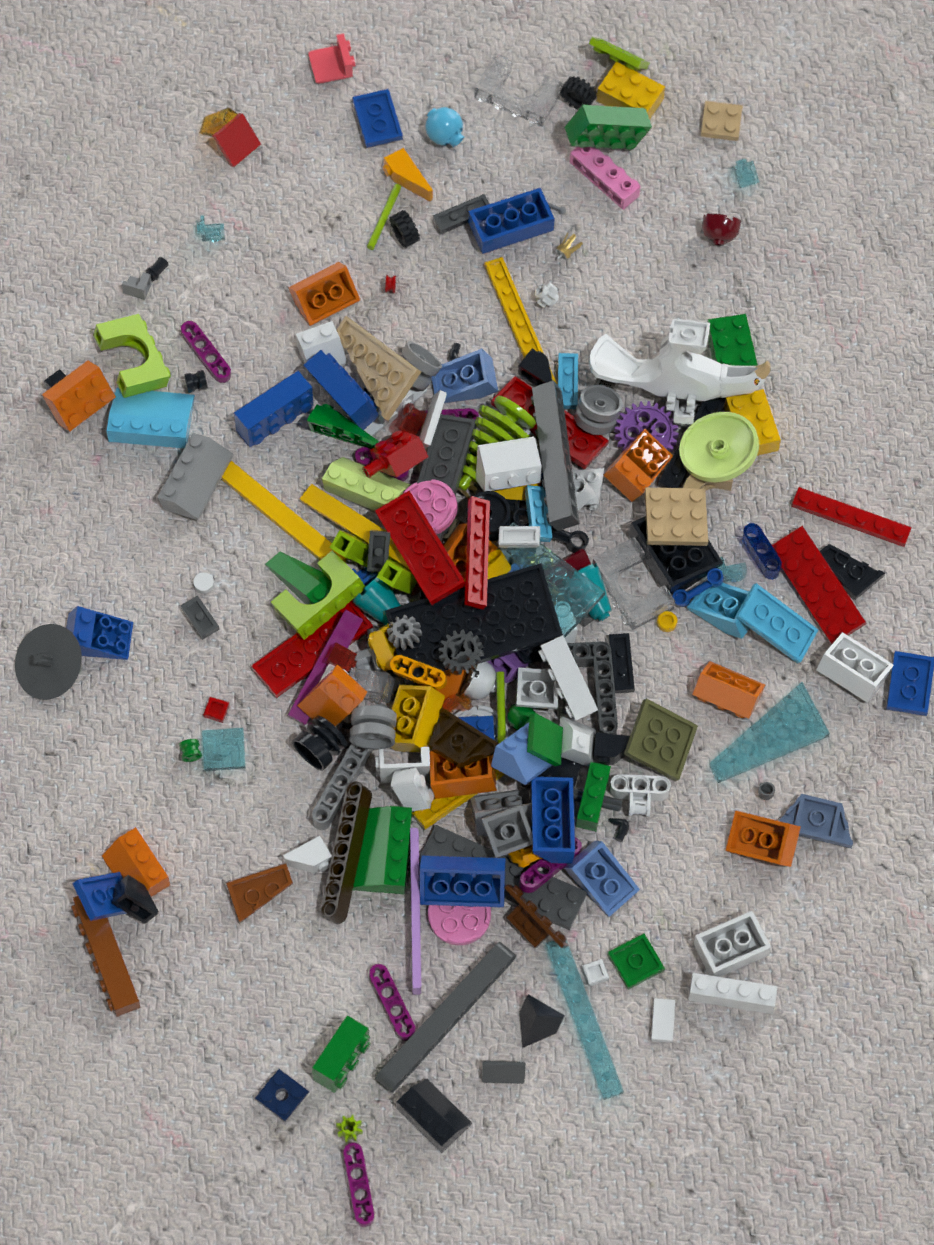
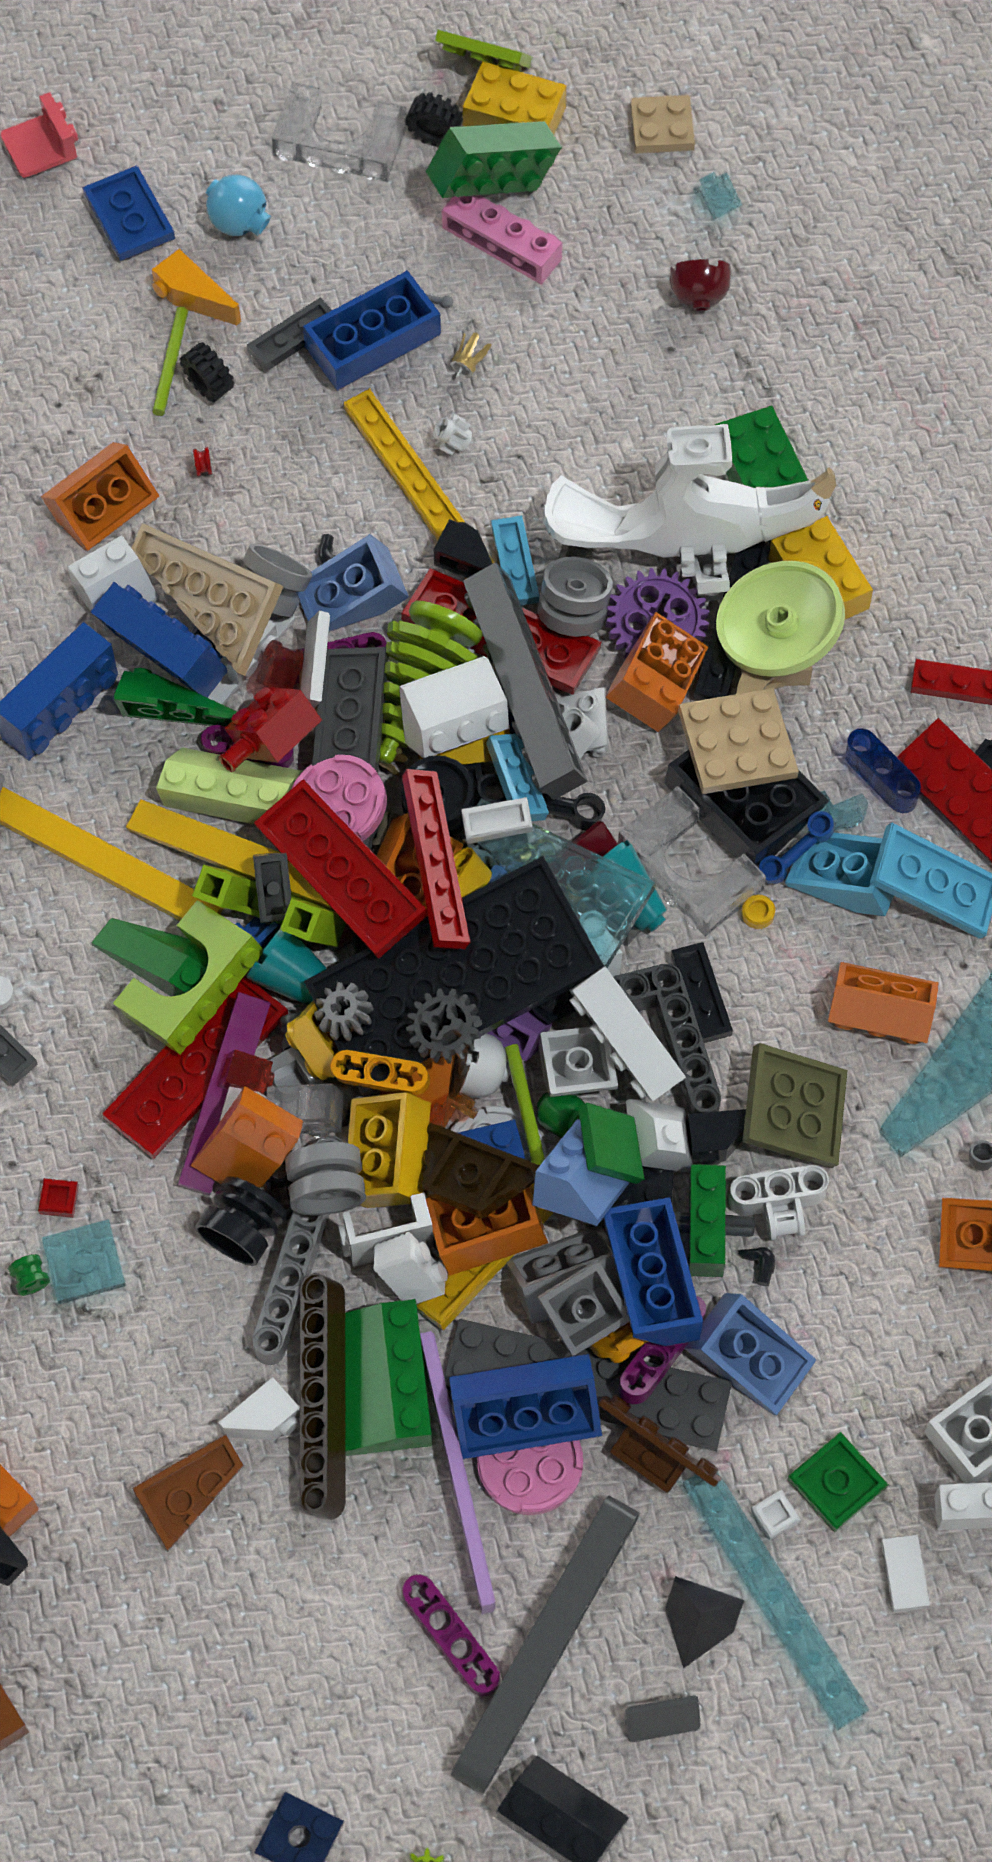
camera: 10 degrees left, 0 degrees up
(341, 1054) = (387, 1747): green brick -> none

